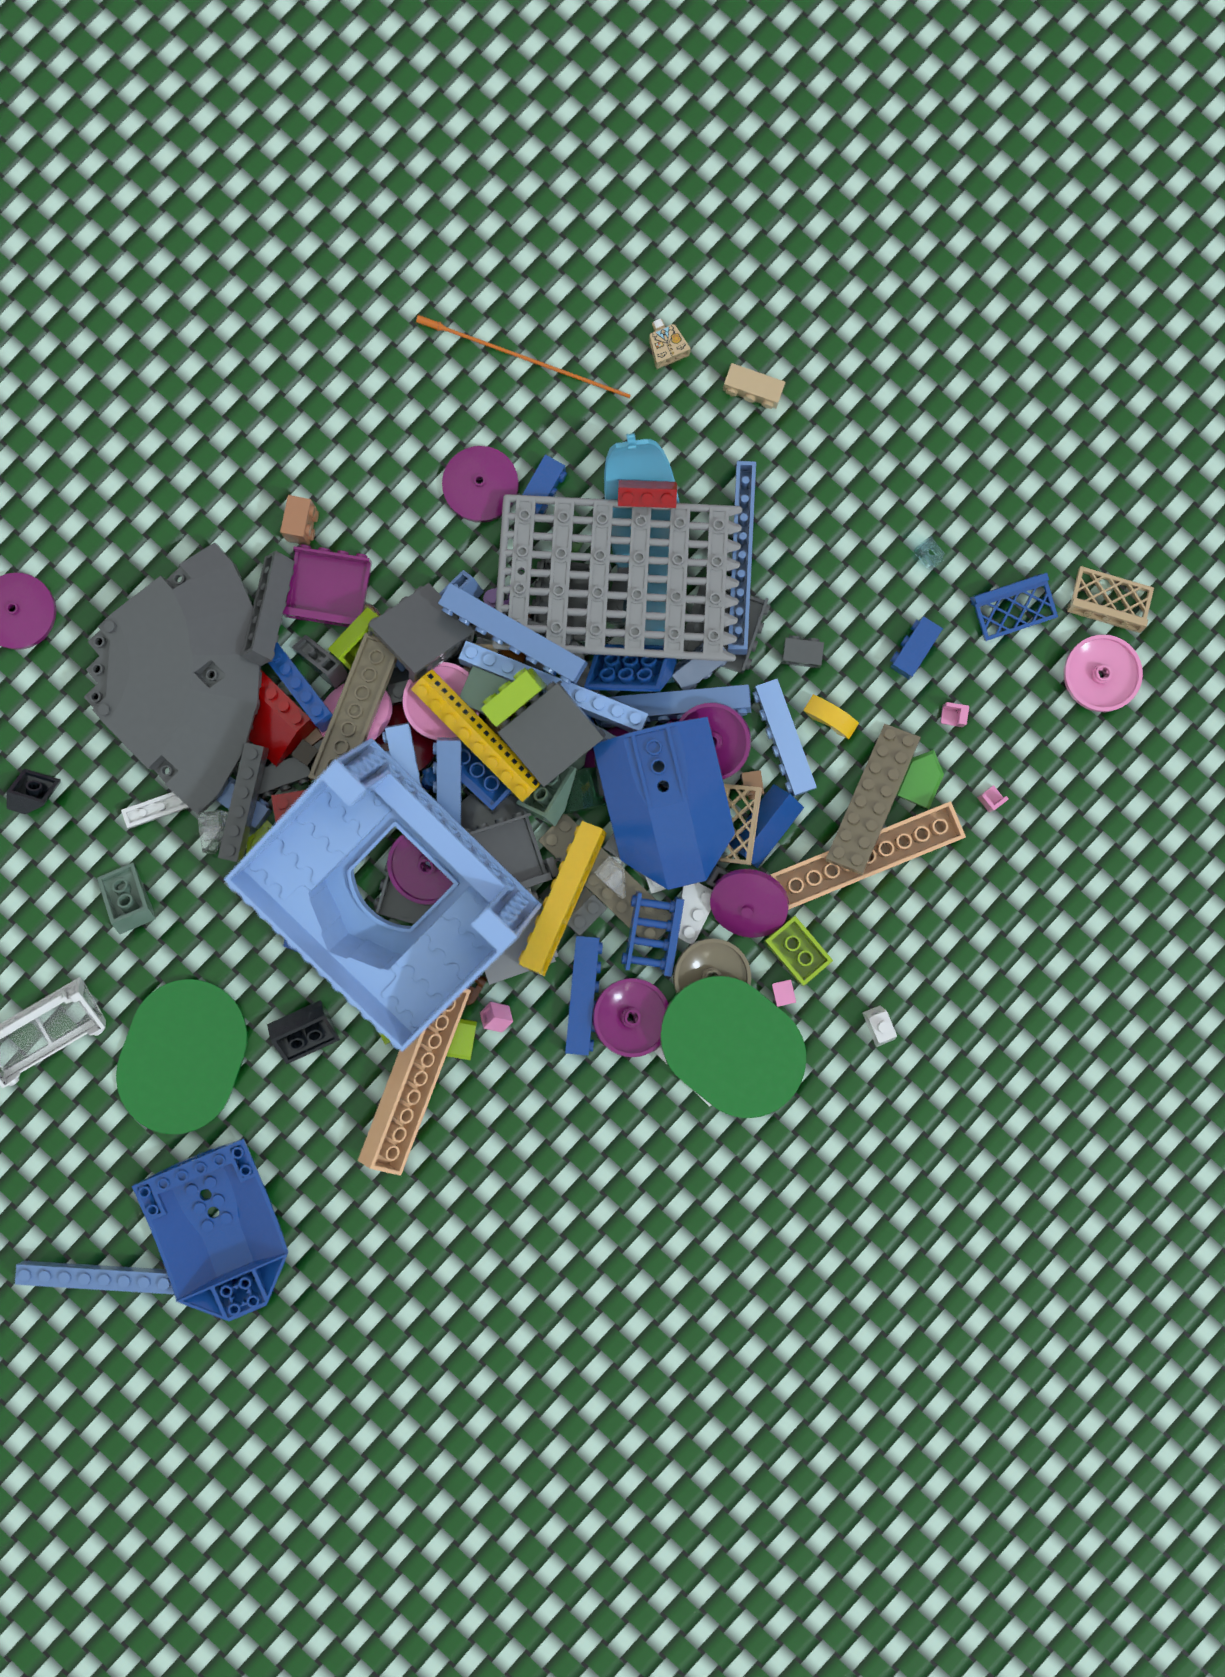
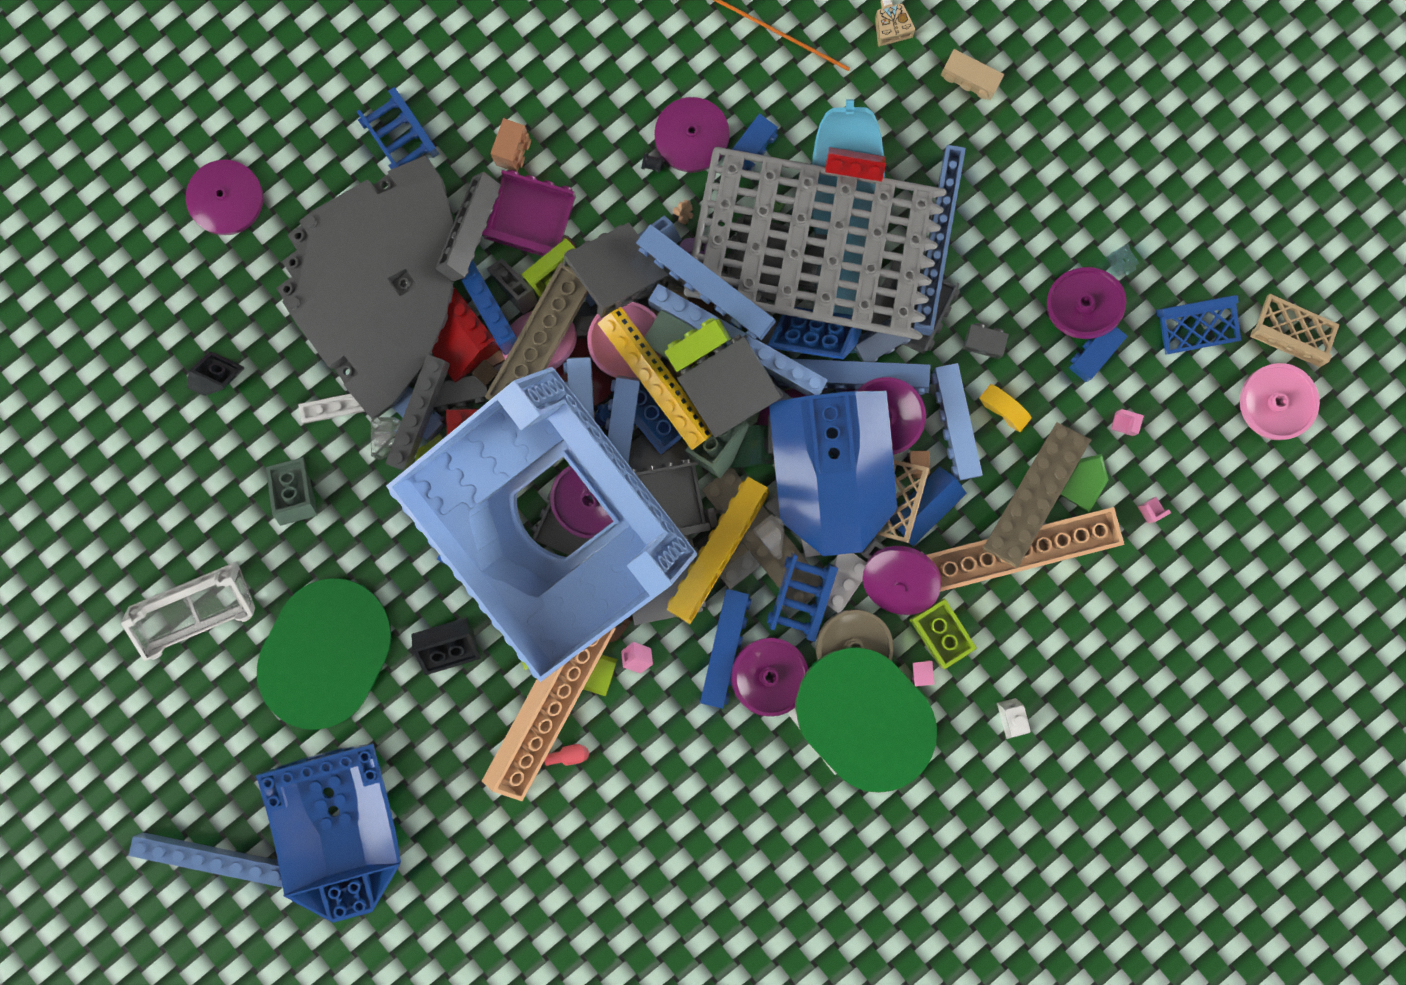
camera: 10 degrees right, 0 degrees up
(188, 505) = (405, 117): none -> blue fence
(441, 1124) = (568, 755): none -> coral arm
(444, 518) = (652, 163): none -> black bush
(482, 563) = (683, 211): none -> light nougat plant
(897, 600) = (1086, 303): none -> magenta dish

